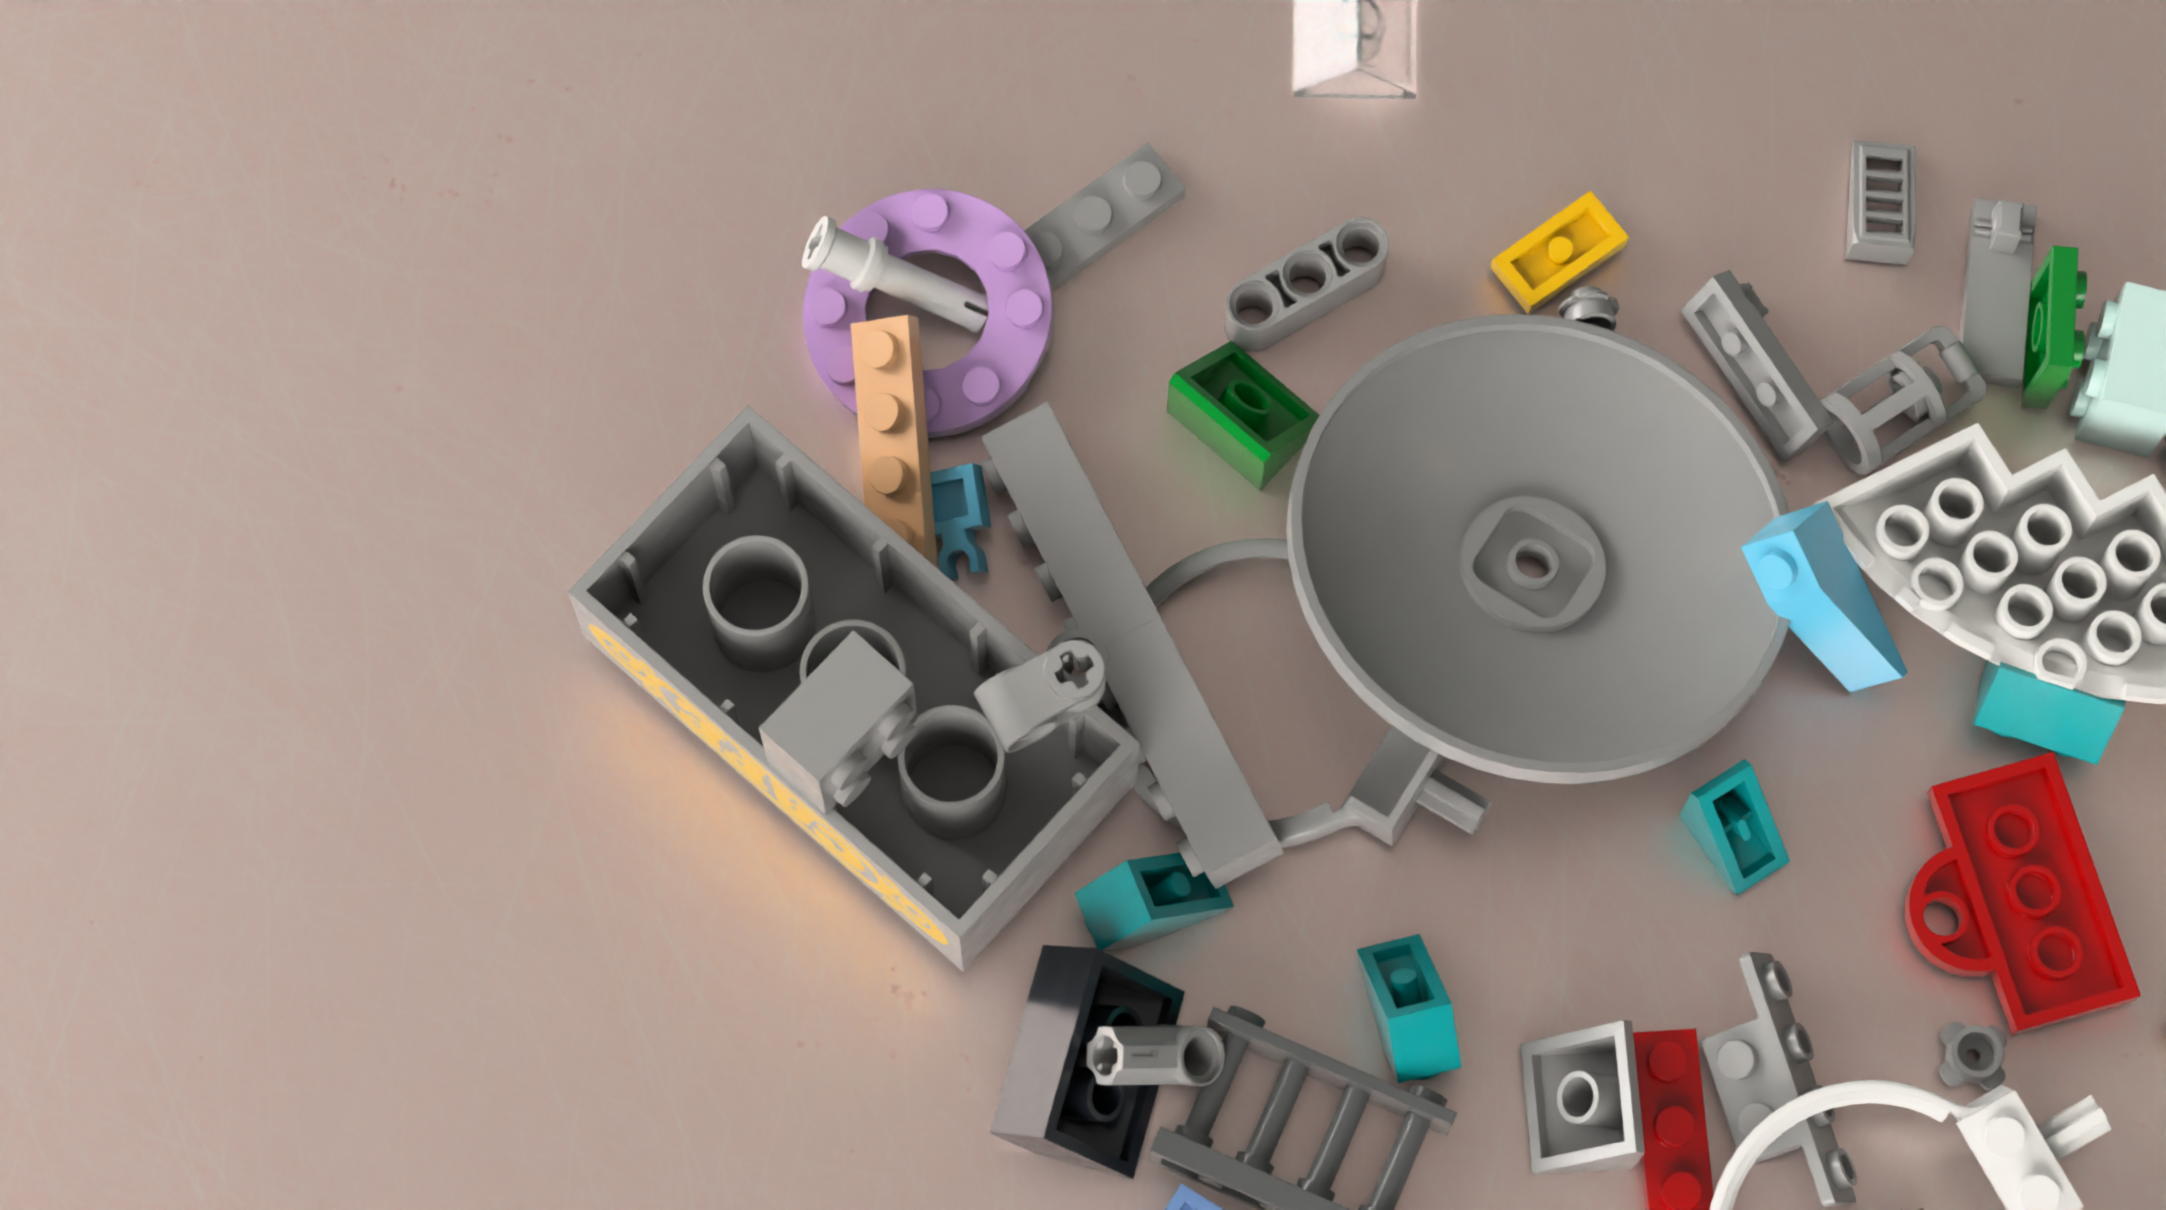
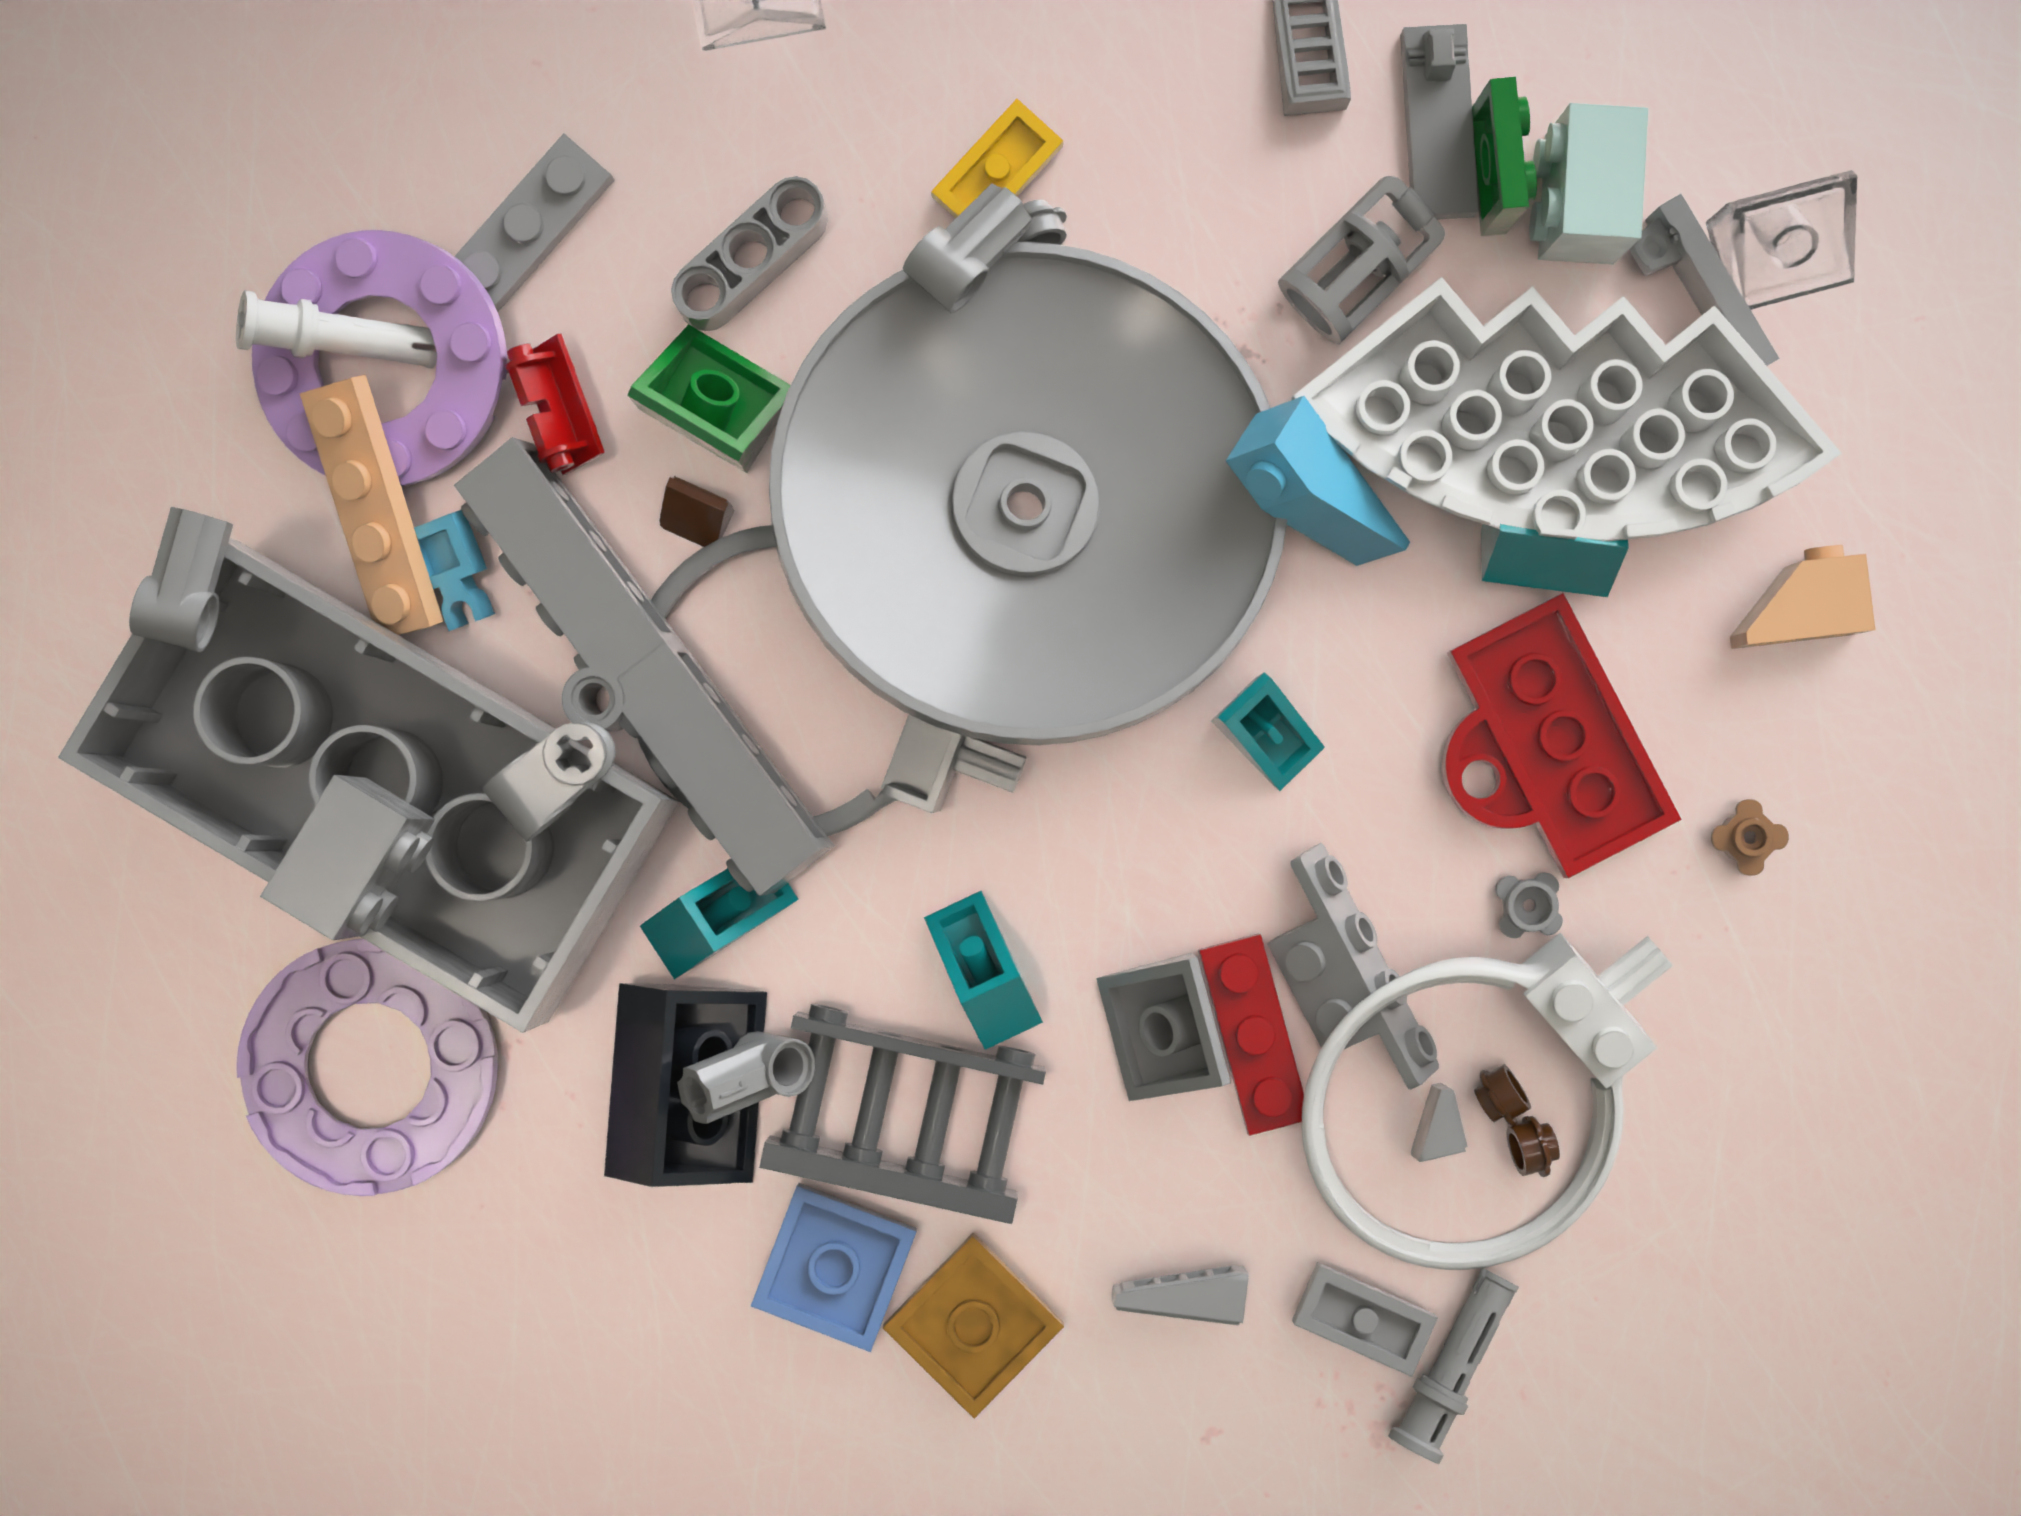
camera: 15 degrees left, 15 degrees up
(723, 461) = (179, 597): none -> light grey piece
(750, 893) = (309, 1138): none -> lavender plate
(1094, 390) = (564, 426): none -> red hinge
(1204, 512) = (694, 512): none -> reddish brown slope
(1513, 316) = (957, 259): none -> light grey piece
(1756, 365) = (1179, 213): light grey hinge -> none

